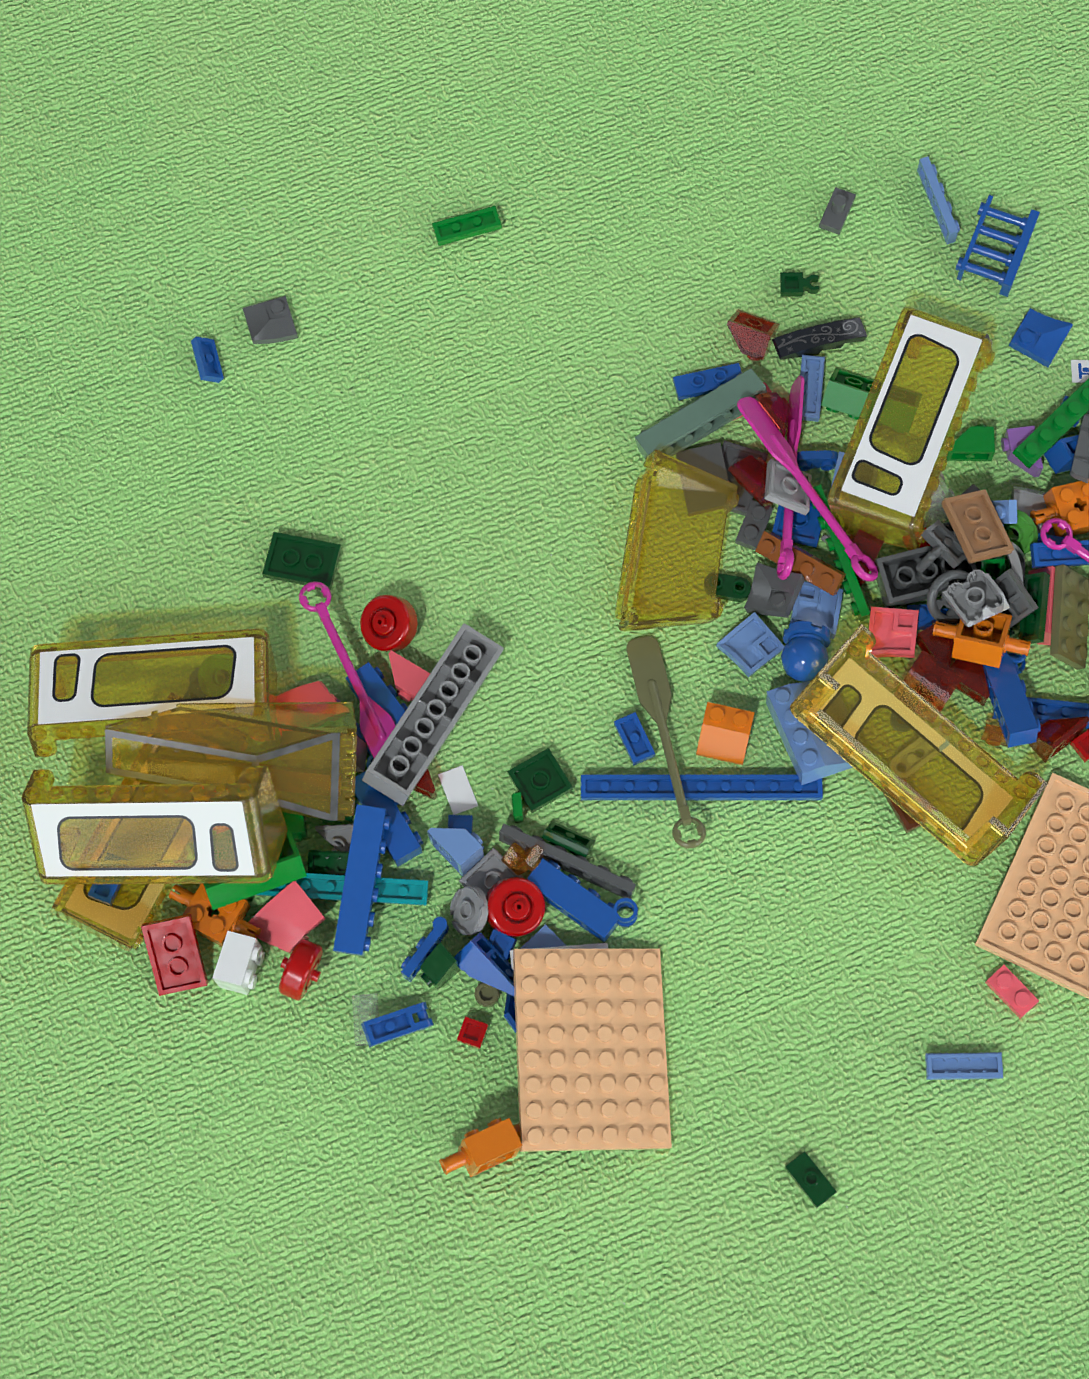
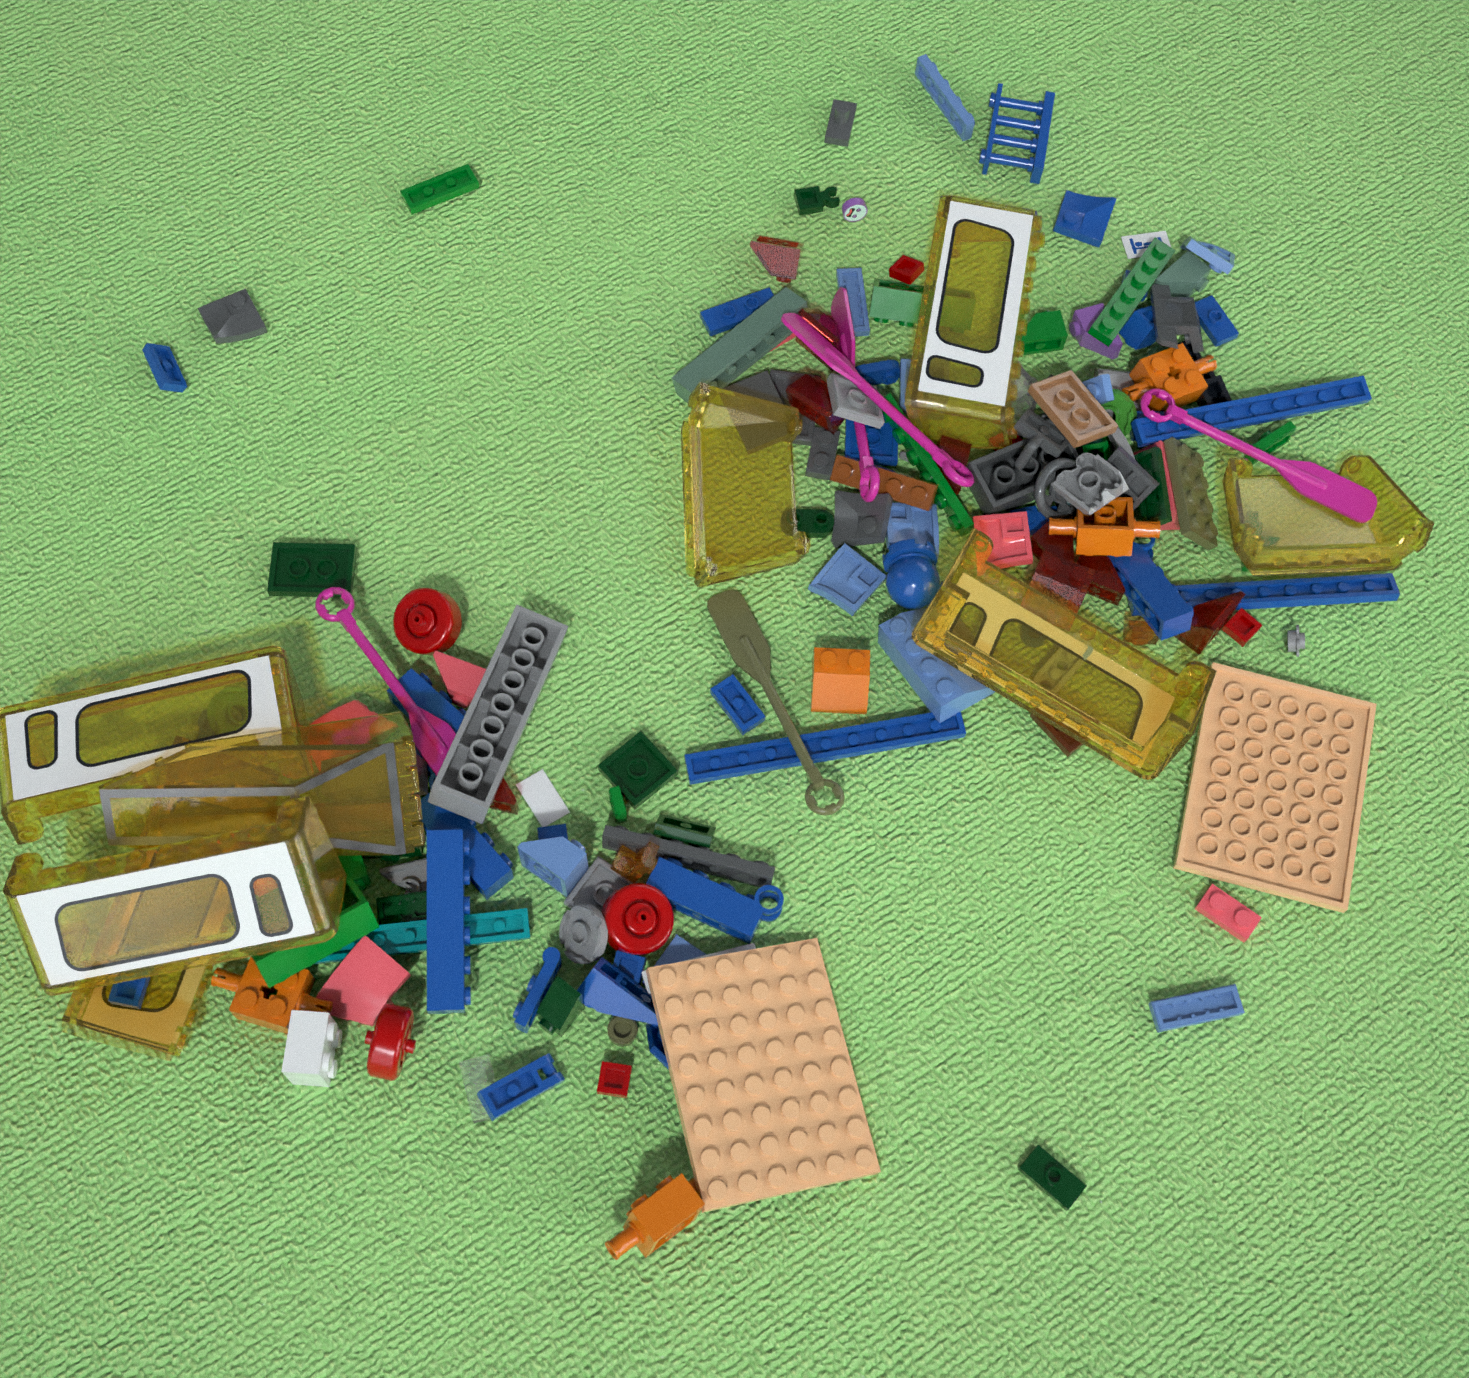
camera: 20 degrees left, 5 degrees down
(174, 954) = (229, 1053): plate -> none
(819, 337) = (851, 249): black slope -> none
(830, 299) = (854, 209): none -> tile
(865, 364) = (906, 269): none -> red plate

